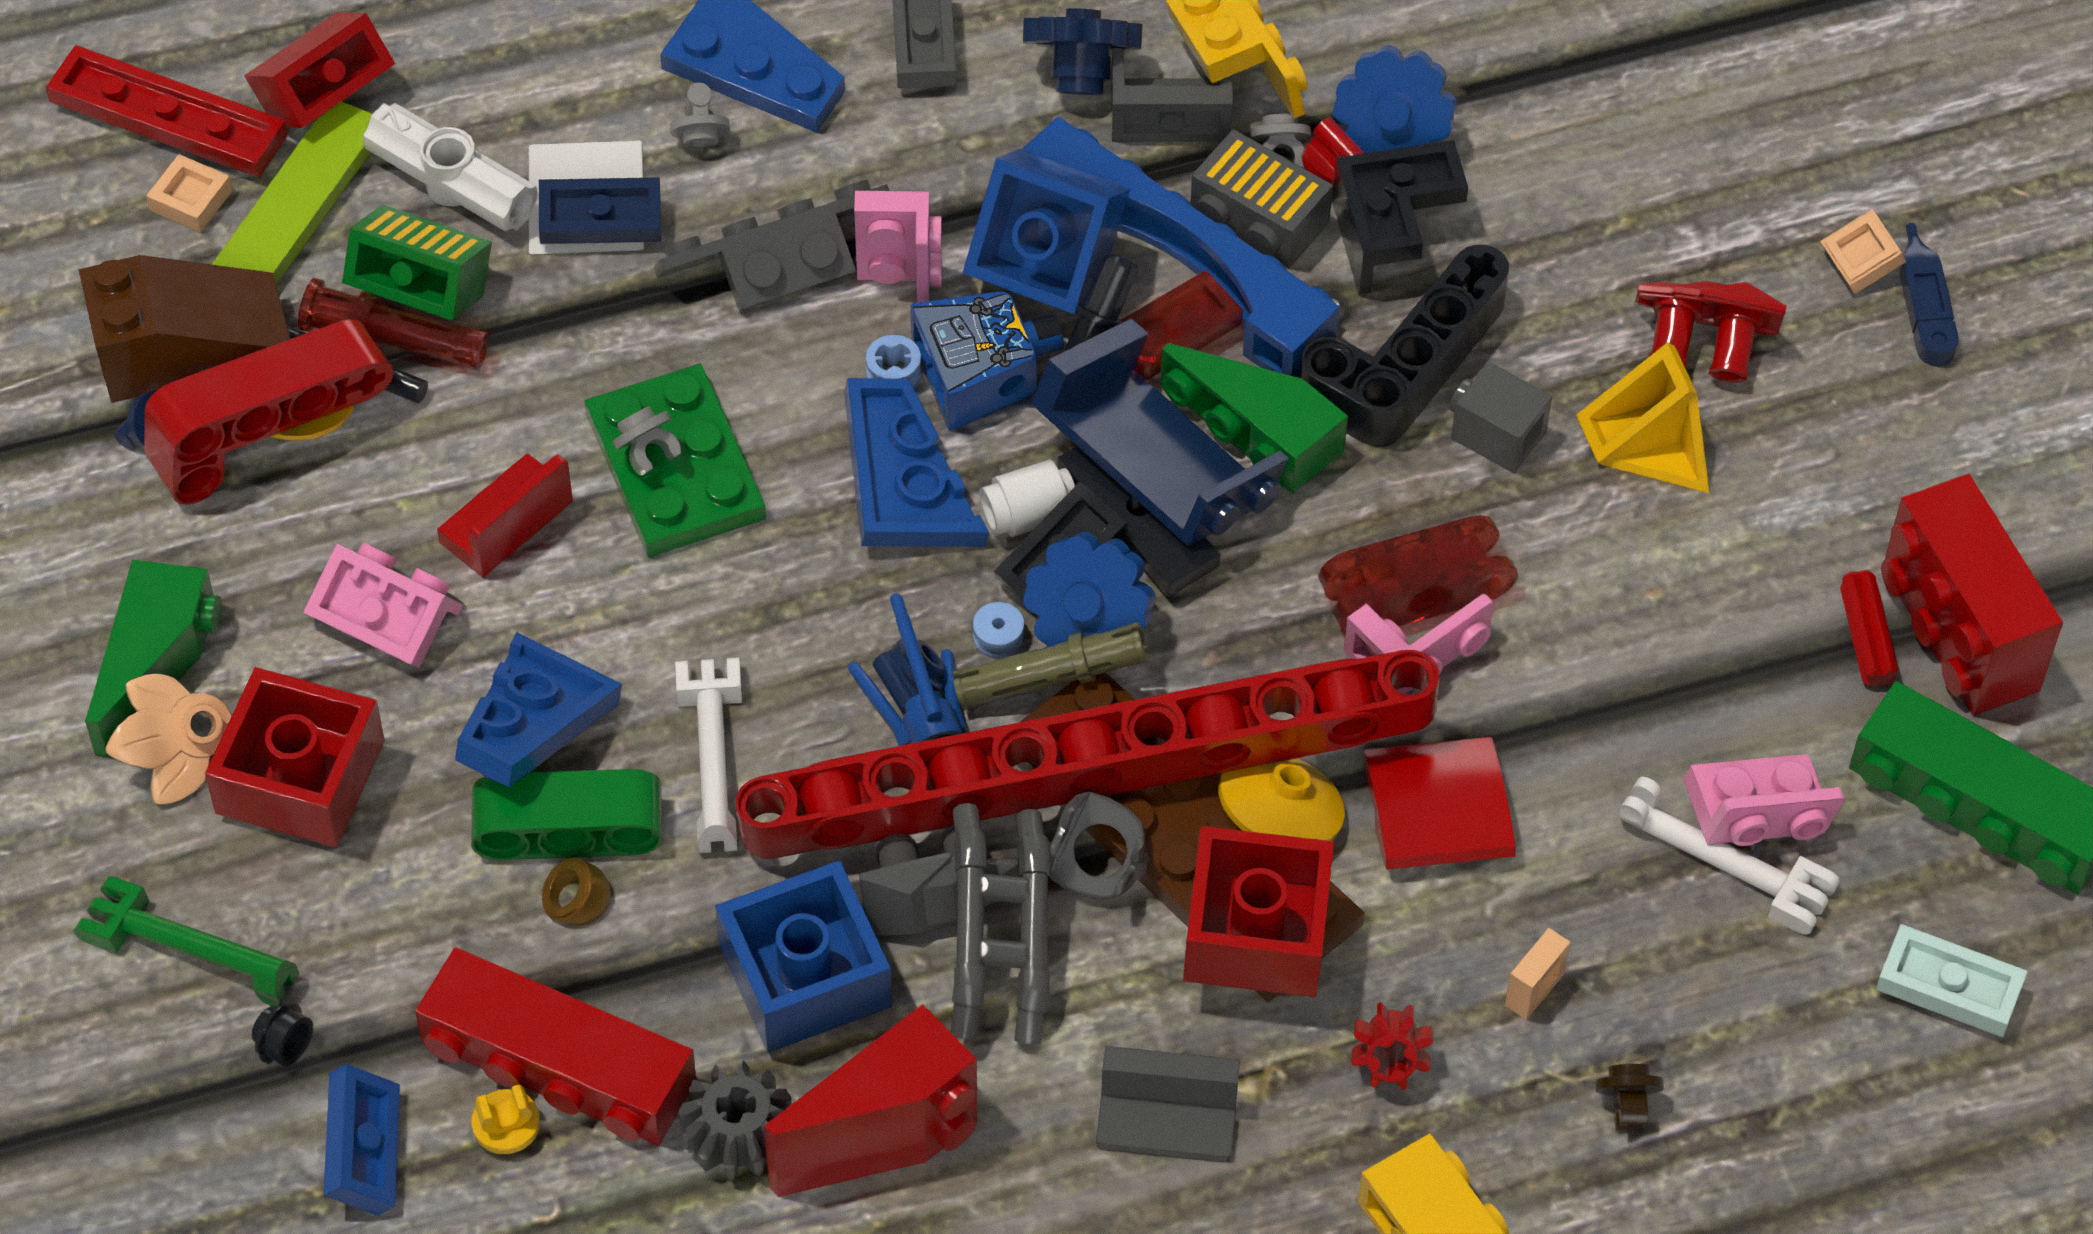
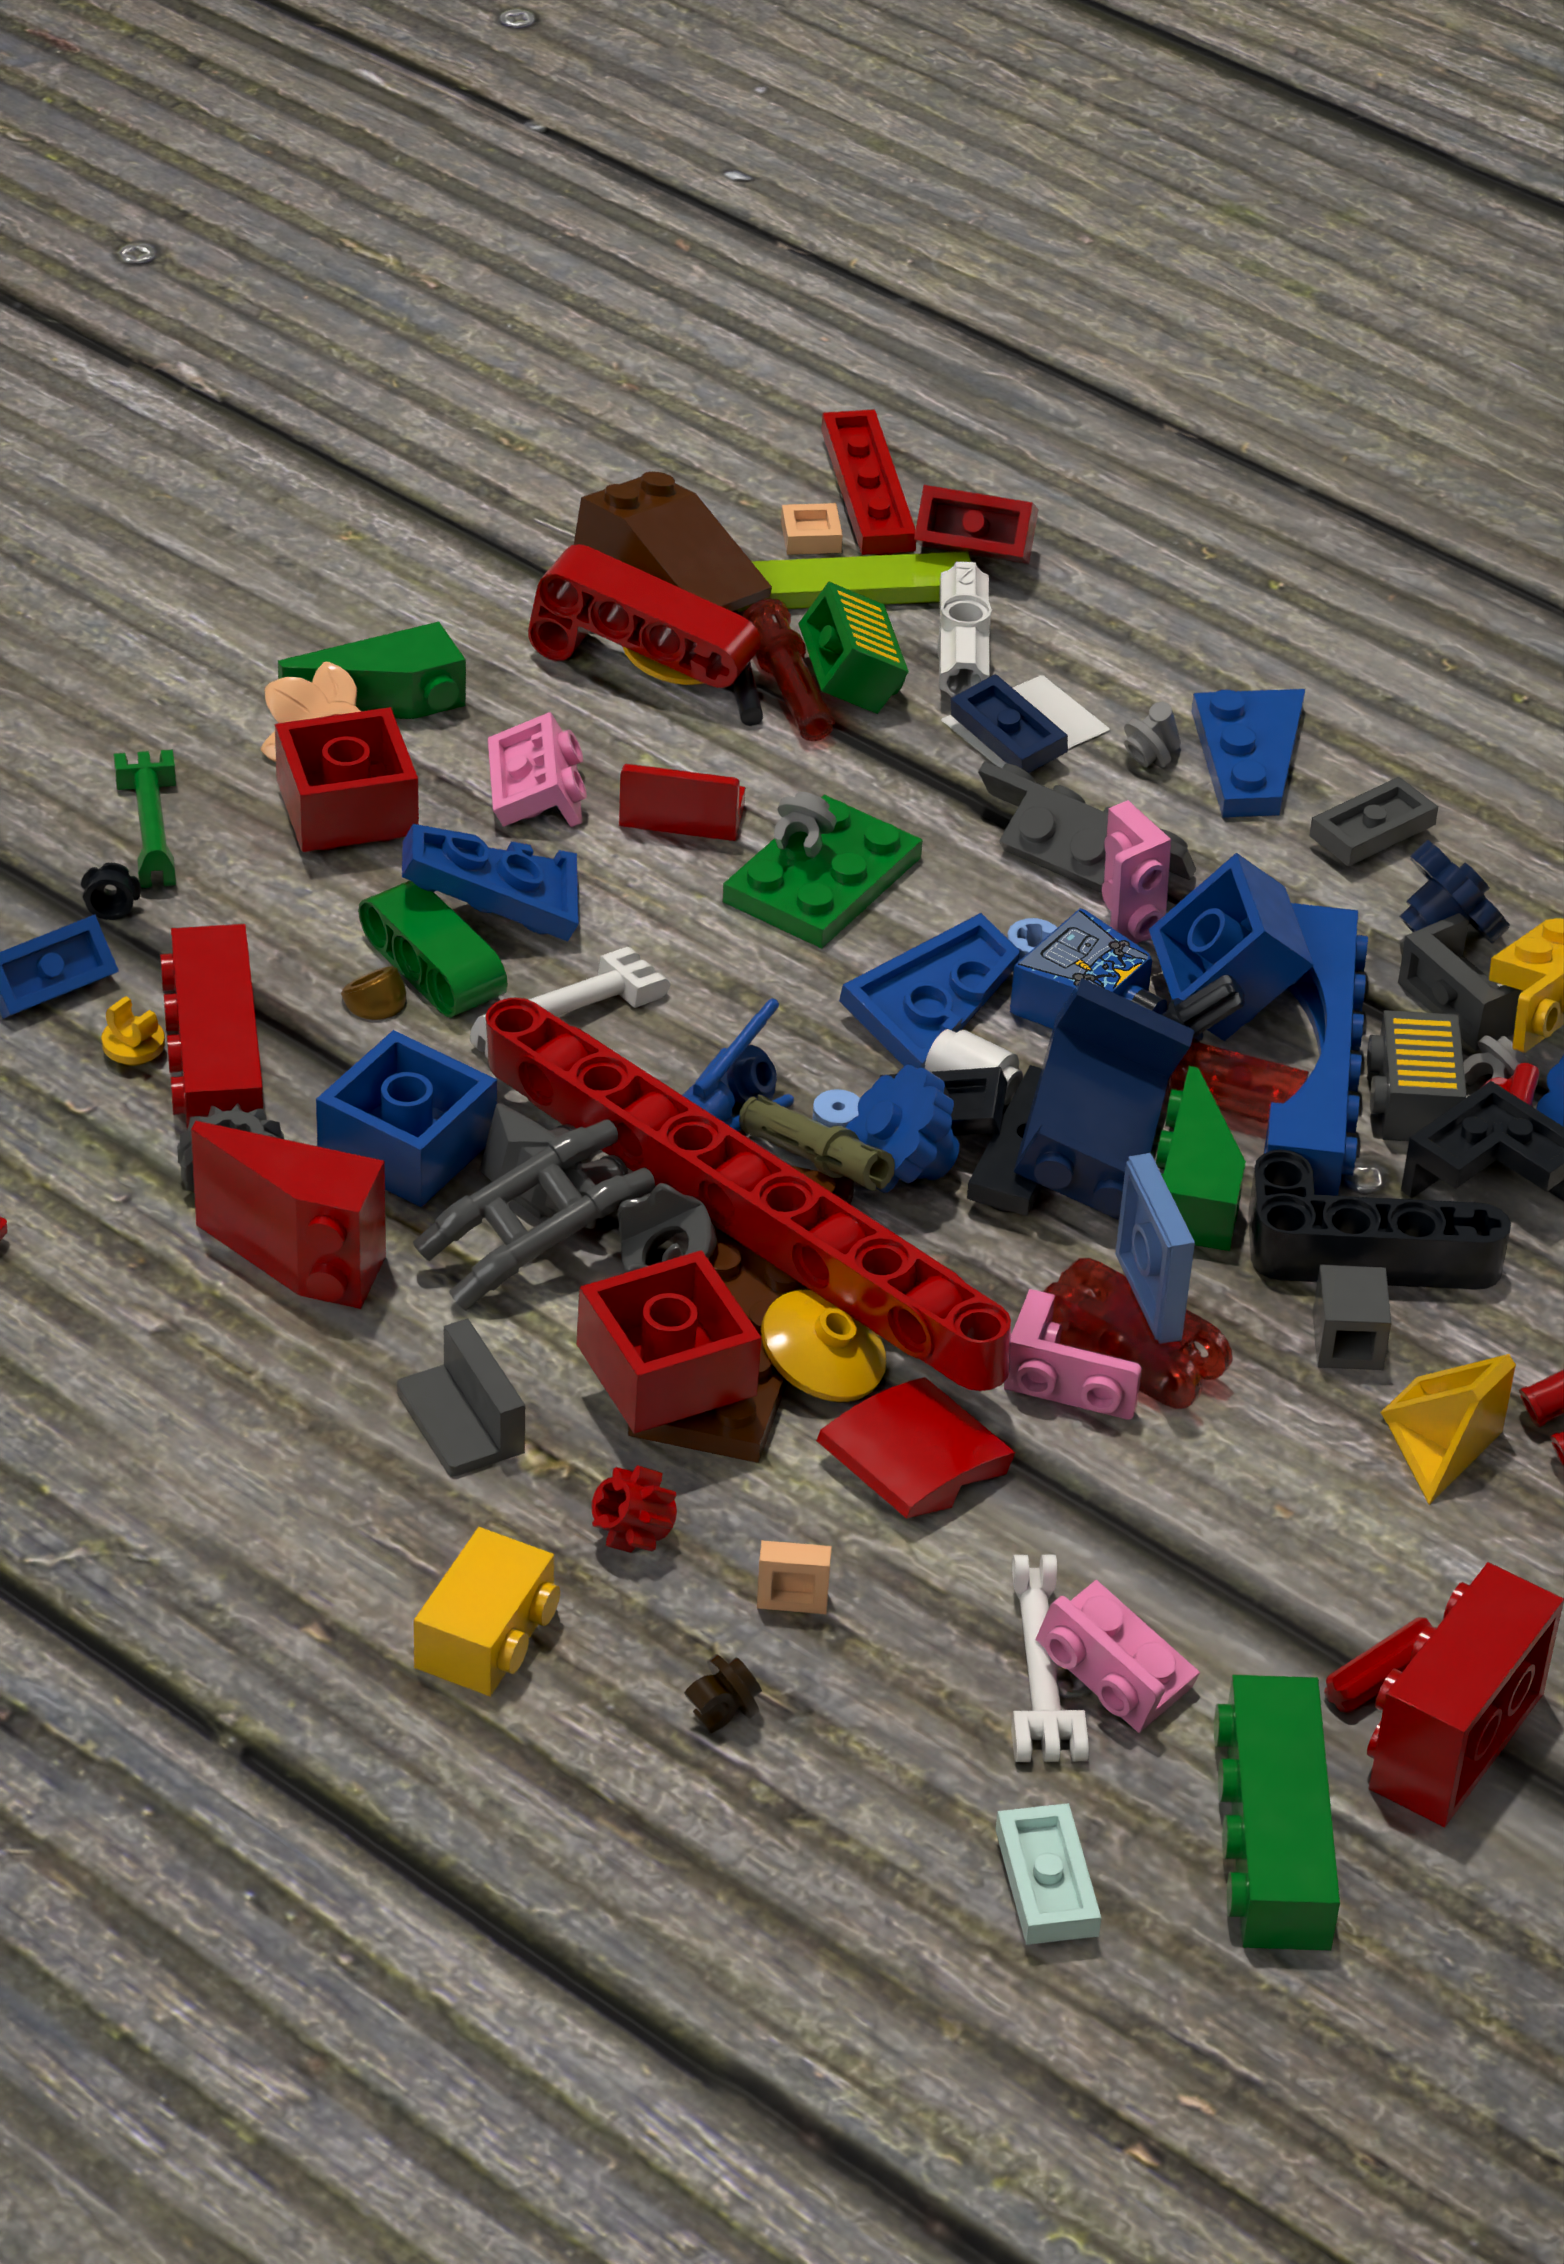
camera: 55 degrees right, 15 degrees down
(1417, 504) = (1154, 1248): none -> medium blue tile

